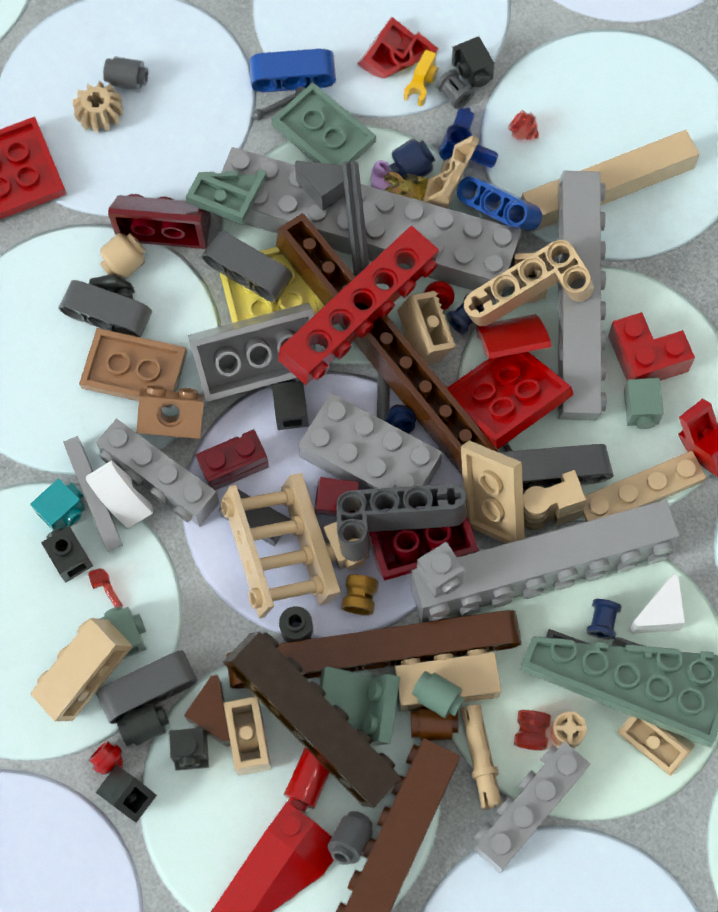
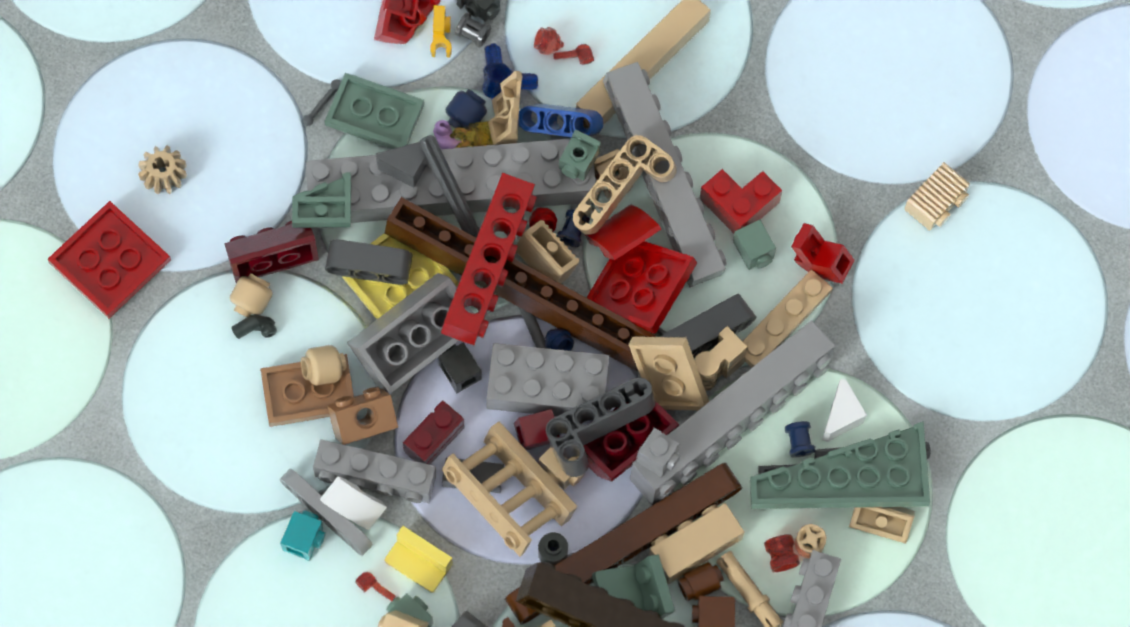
camera: 30 degrees left, 0 degrees up
(66, 553) = (329, 571): pearl dark grey brick -> none
(105, 309) = (258, 349): dark grey beam -> none
(125, 73) = (172, 128): dark grey brick -> none
(154, 347) = (323, 365): none -> tan head
(160, 579) = (418, 560): none -> light yellow panel
(292, 70) = (321, 68): blue beam -> none
(359, 594) = (593, 503): pearl gold wheel -> none
(438, 694) = (697, 554): sand green brick -> none
(510, 242) = (585, 146): none -> sand green brick
(553, 149) = (583, 53): none -> clear red hand

